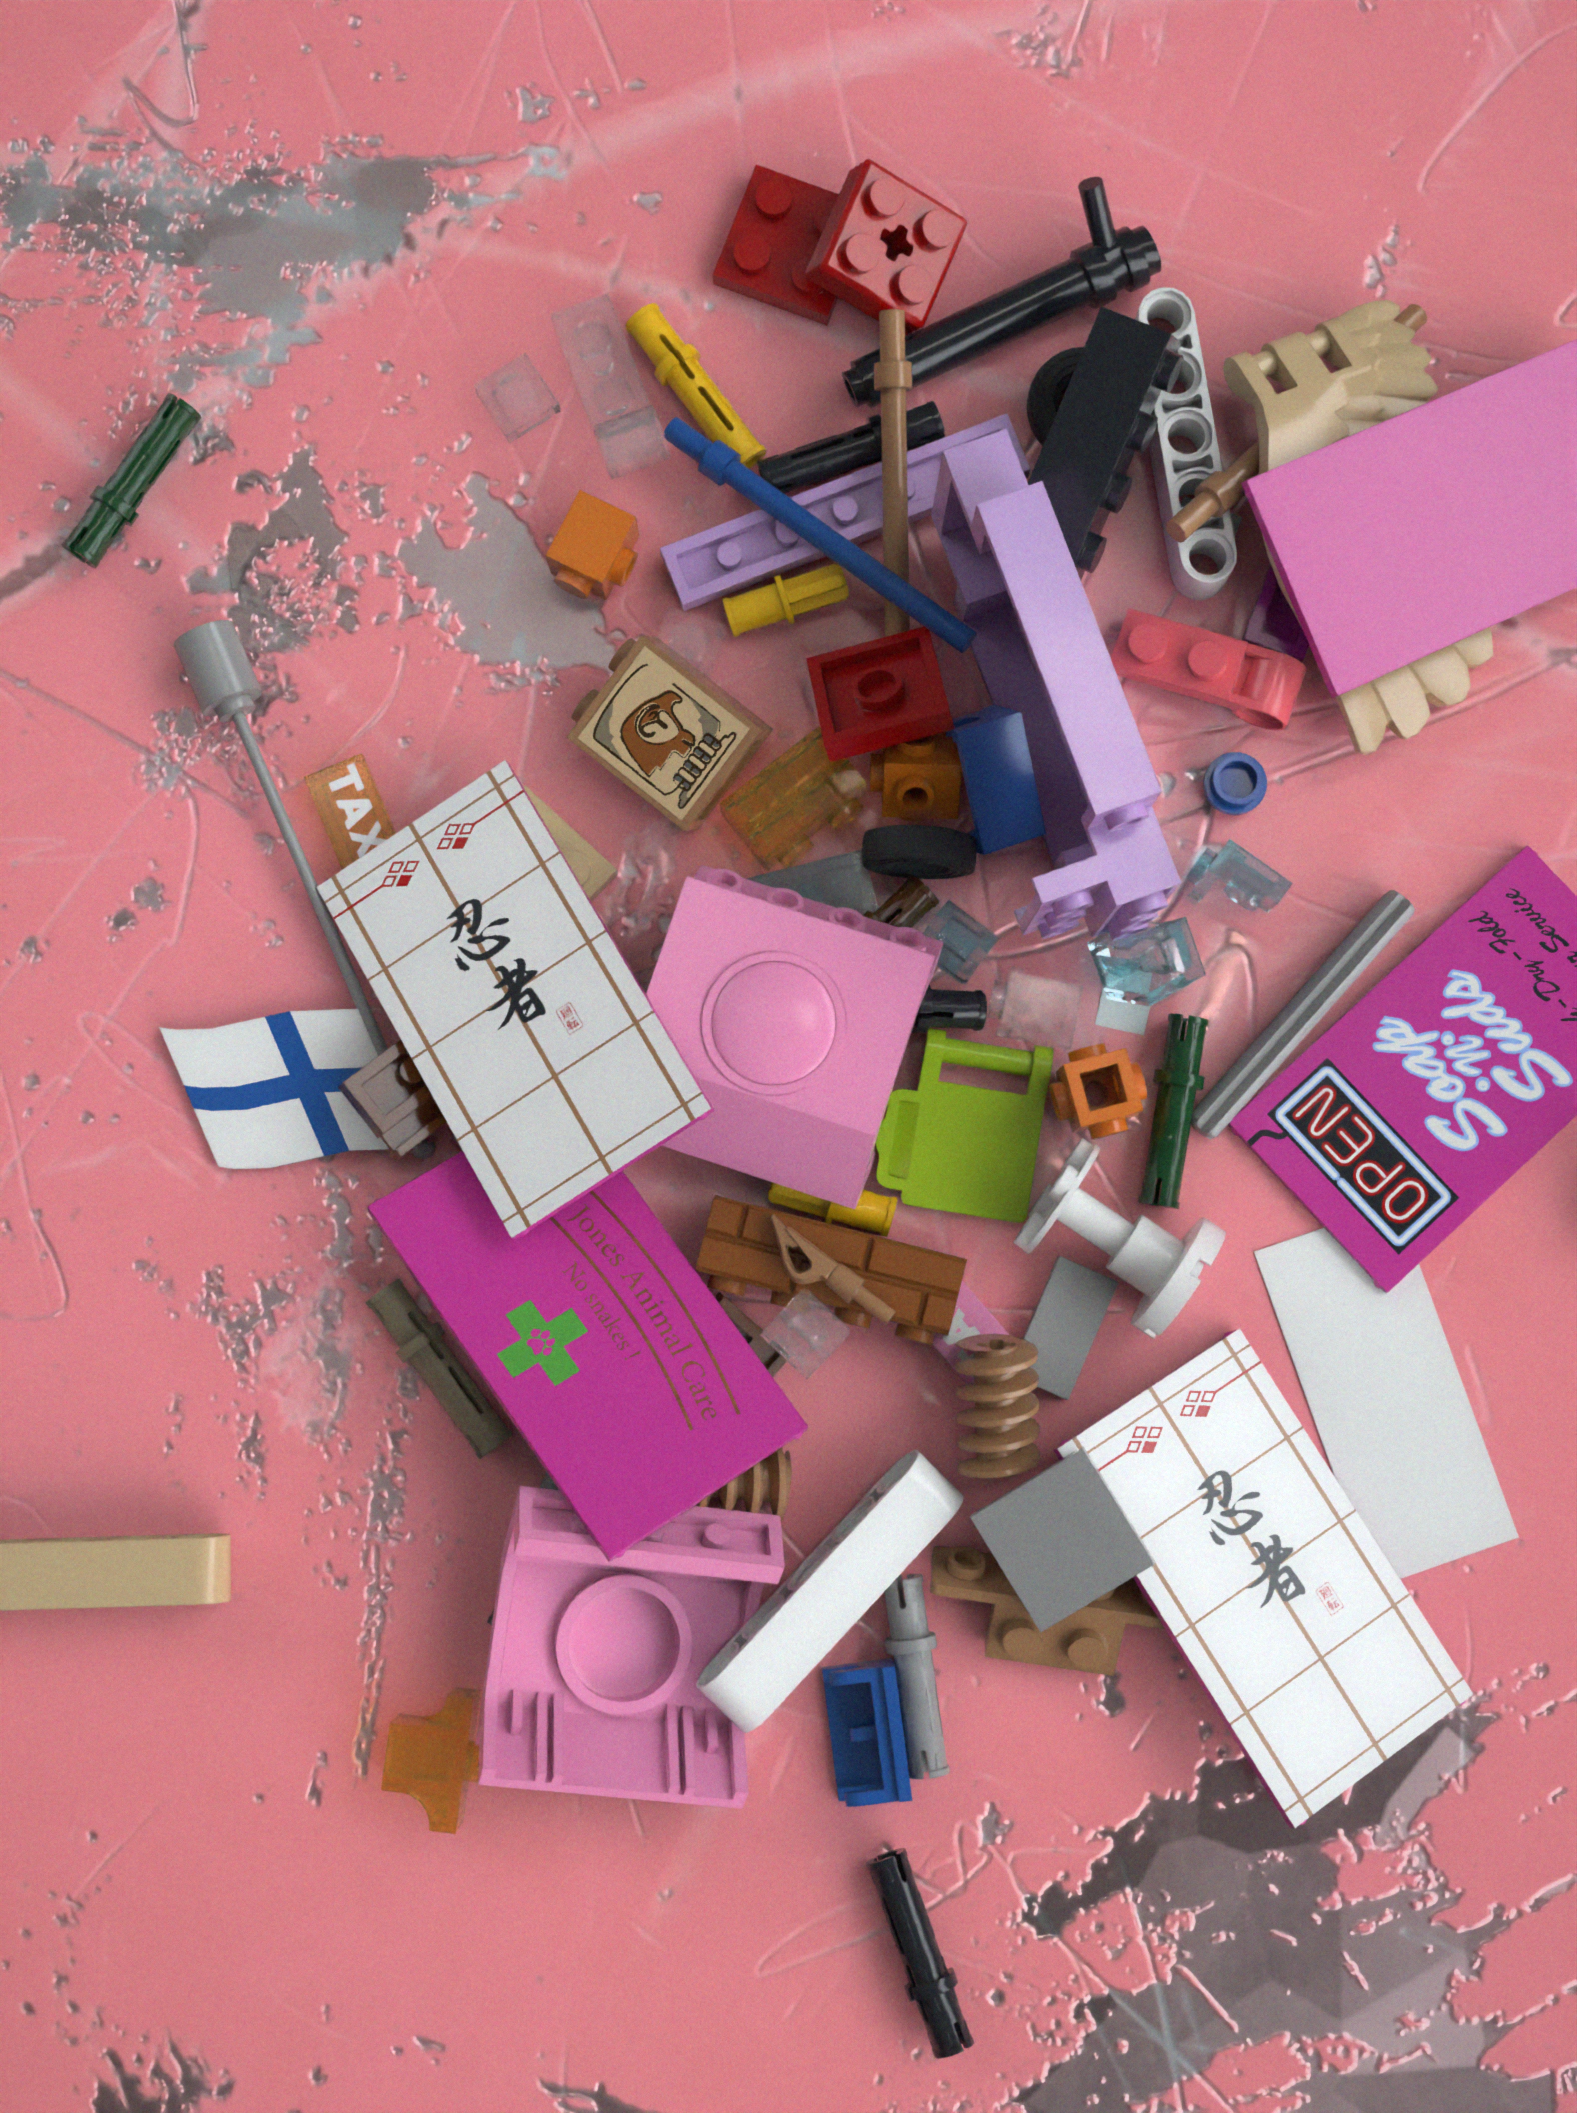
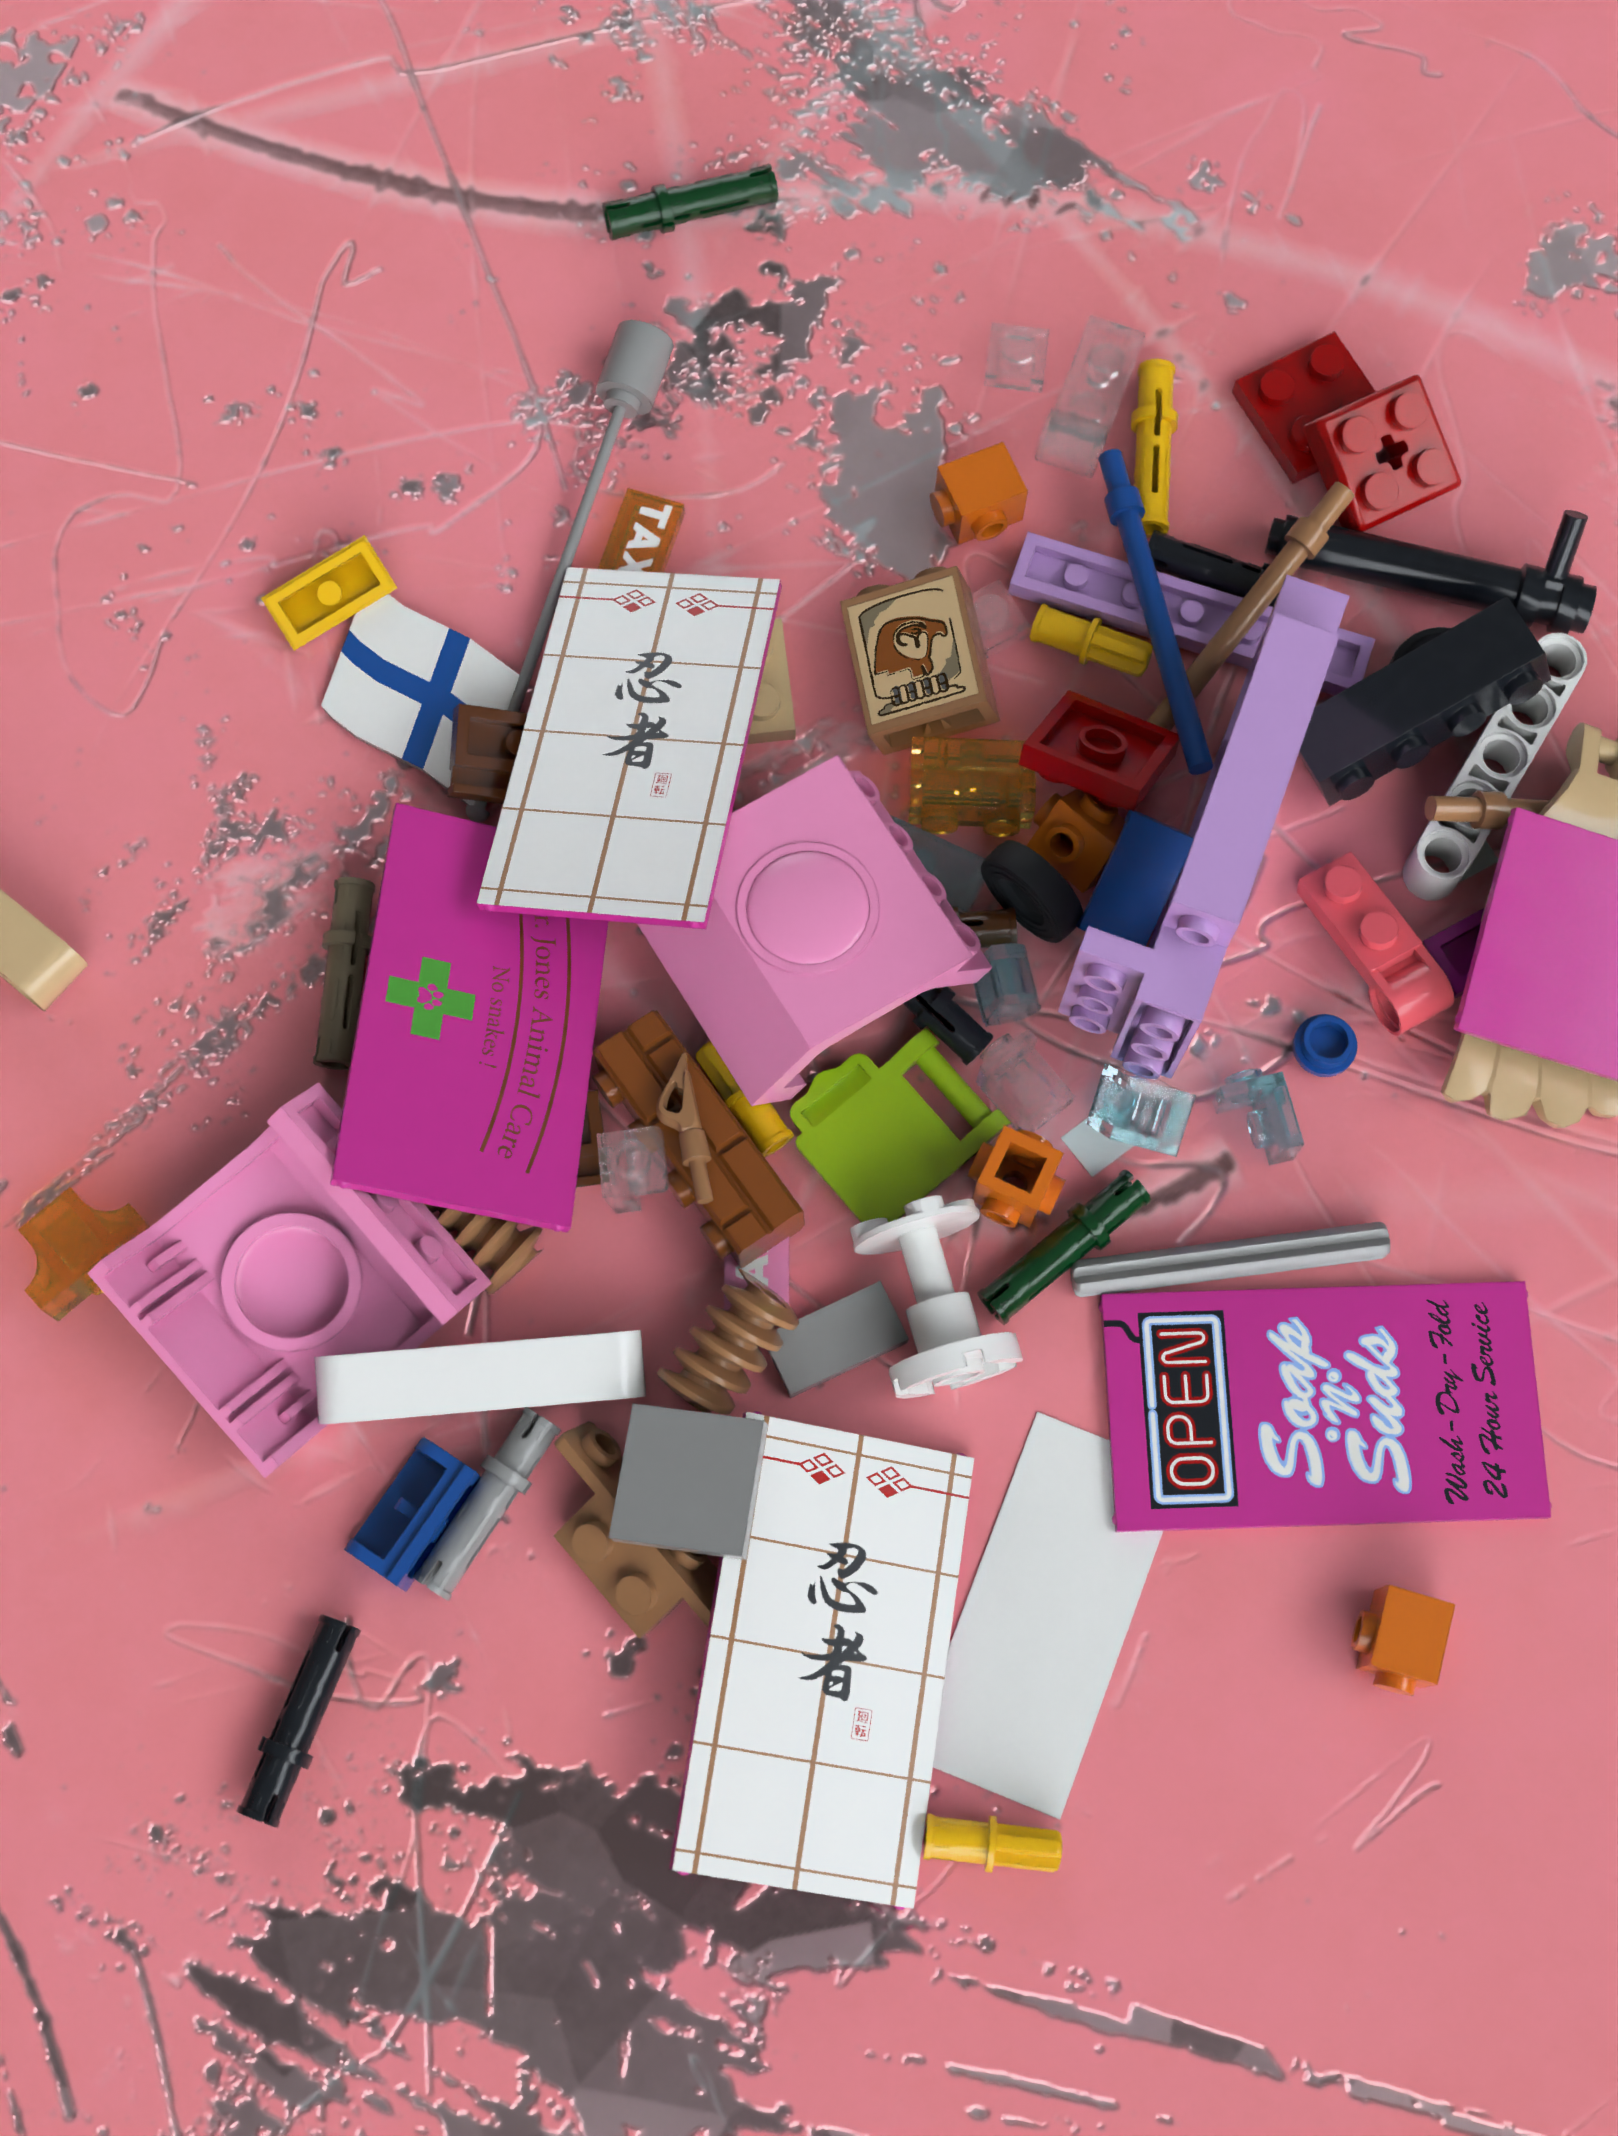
camera: 40 degrees right, 10 degrees down
(139, 1069) = (329, 592): none -> yellow slope
(1490, 1599) = (992, 1844): none -> yellow axle

